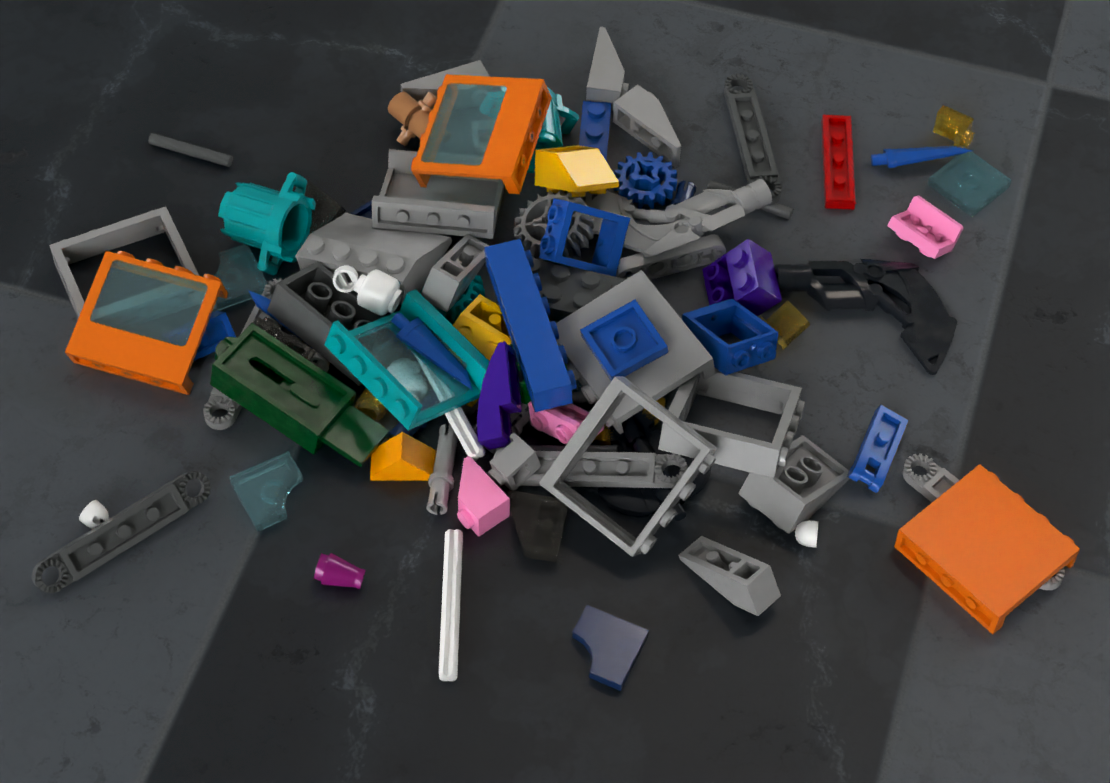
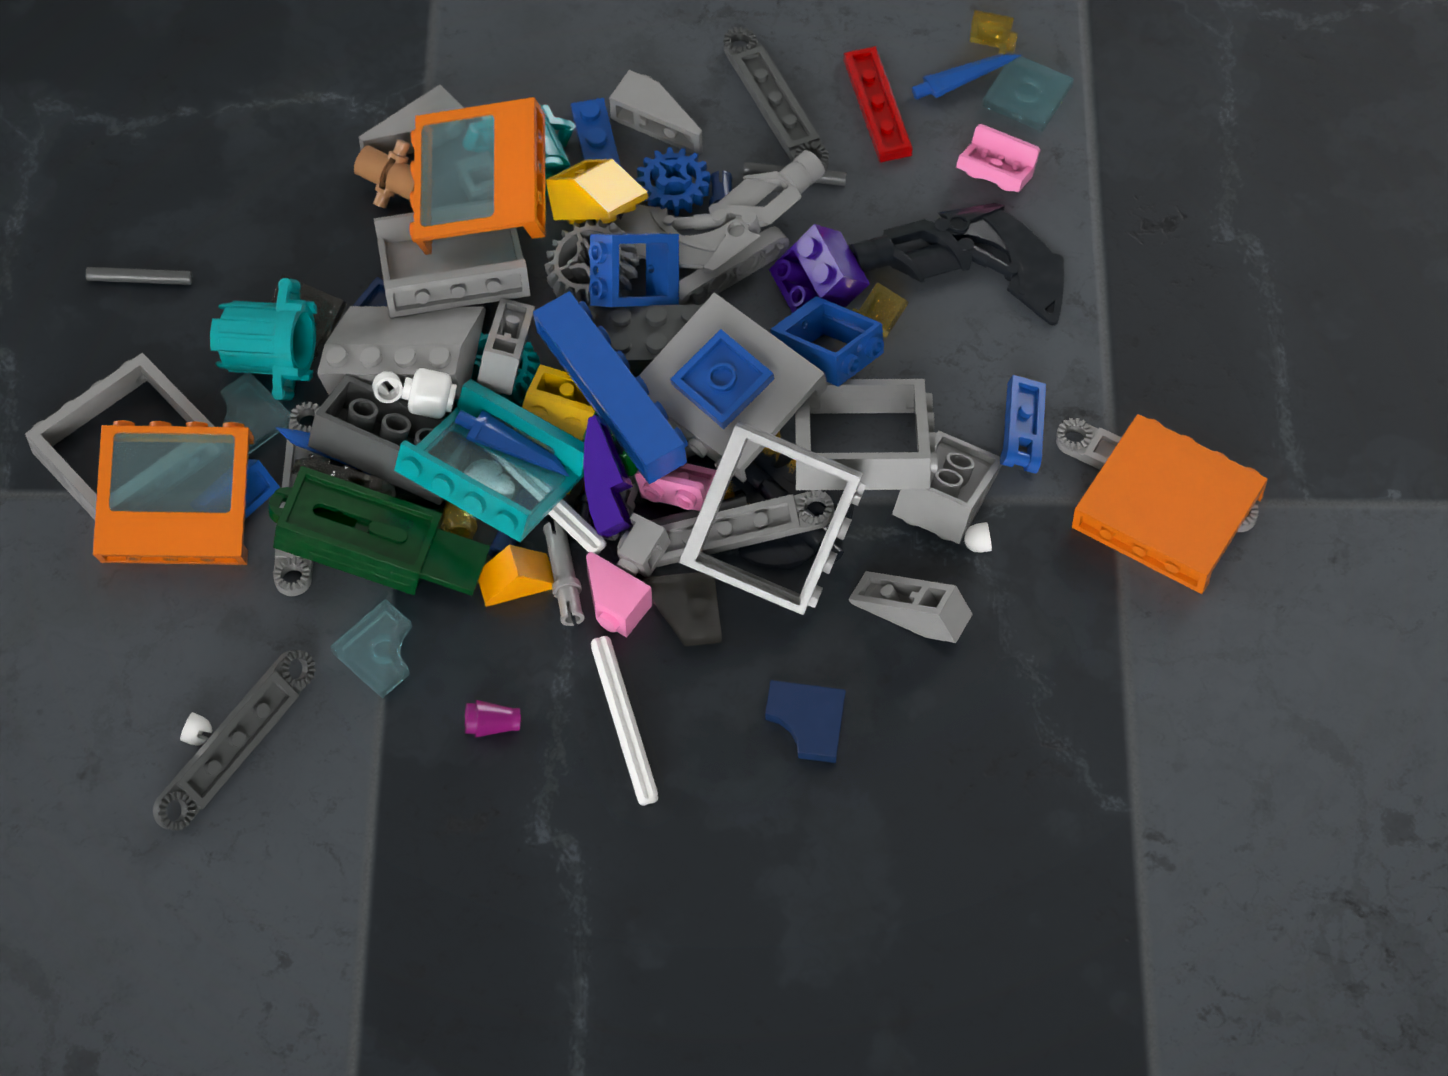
camera: 15 degrees left, 5 degrees up
(606, 72) = (588, 63): light grey slope -> none

